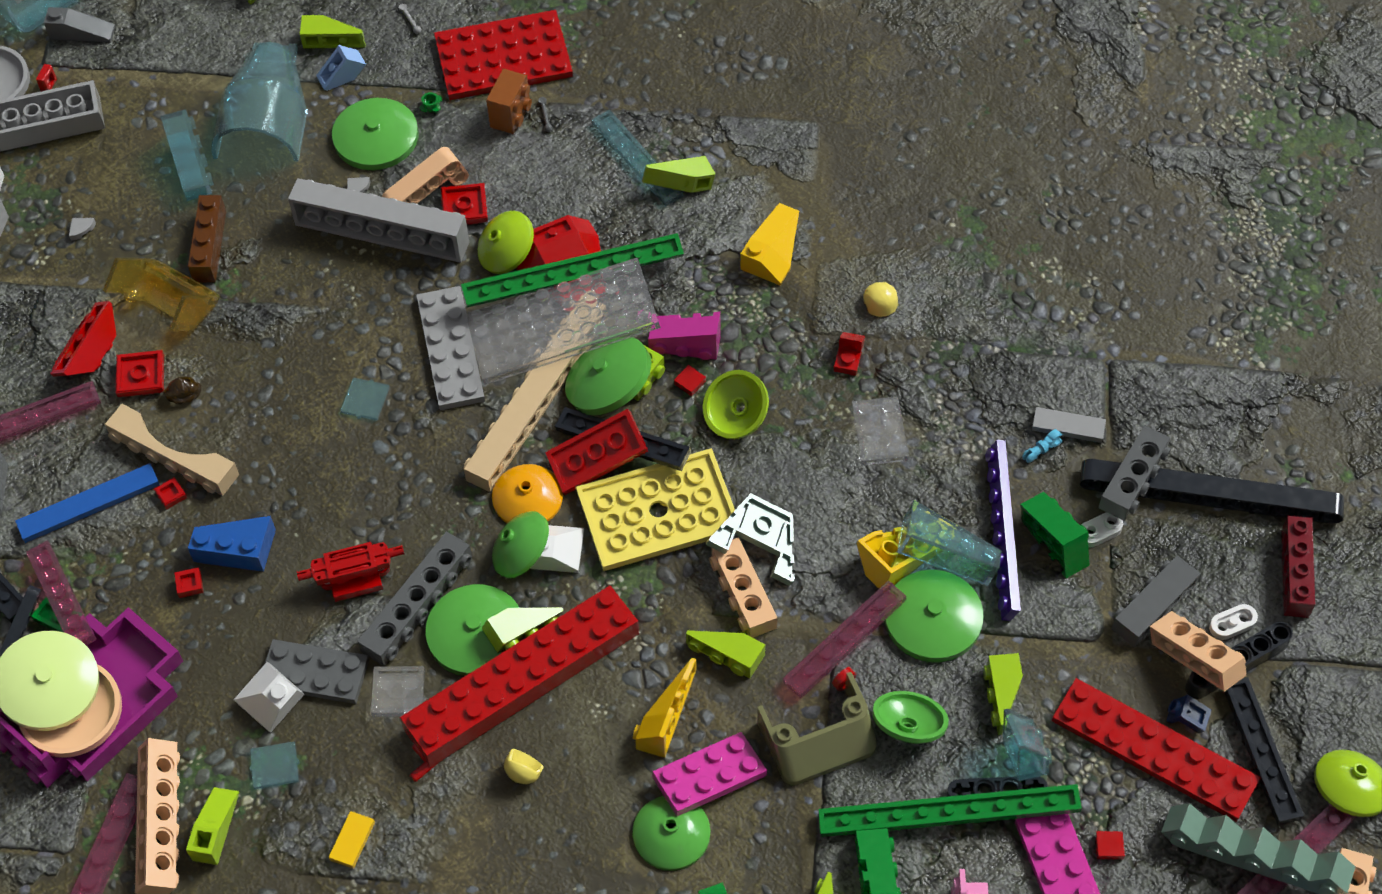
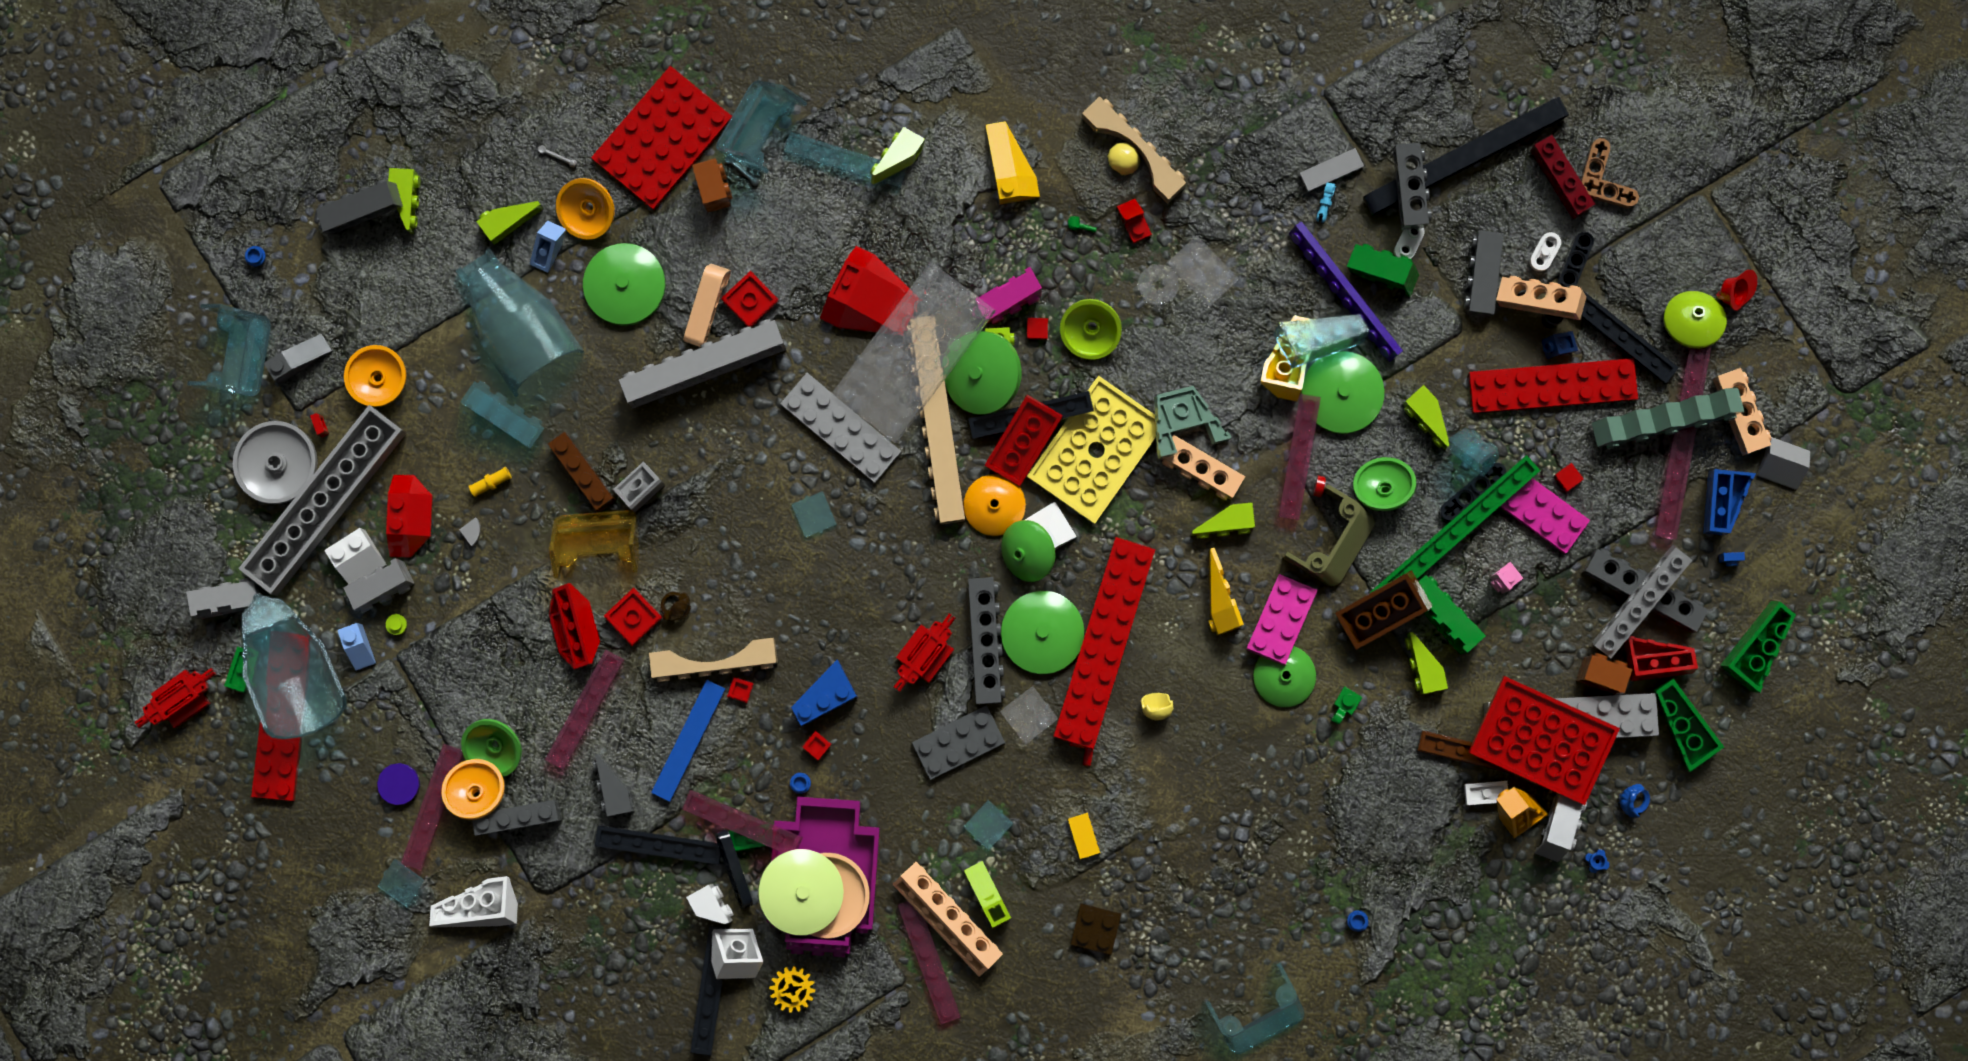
camera: 35 degrees left, 25 degrees up
(41, 182) = (408, 516): none -> red wedge
(120, 69) = (365, 366): none -> light orange dish
(130, 200) = (490, 482): none -> yellow pin
(145, 604) = (800, 783): none -> blue plate
(241, 283) = (639, 487): none -> light grey slope
(269, 697) = (947, 784): white slope -> none
(359, 184) = (652, 342): light grey tile -> none
(393, 57) = (575, 212): none -> light orange dish
(430, 102) = (638, 224): green plate -> none
(505, 242) = (820, 306): lime dish -> none
(517, 623) = (1073, 615): slope -> none
(566, 270) = (886, 304): green plate -> none
(589, 85) = (754, 121): none -> clear light blue windscreen
(793, 323) = (1074, 224): none -> green hand
(817, 827) = (1384, 609): none -> reddish brown brick
(831, 403) = (1160, 296): none -> clear plate
(887, 260) = (1105, 120): none -> tan arch
(1334, 594) = (1596, 178): none -> medium nougat beam

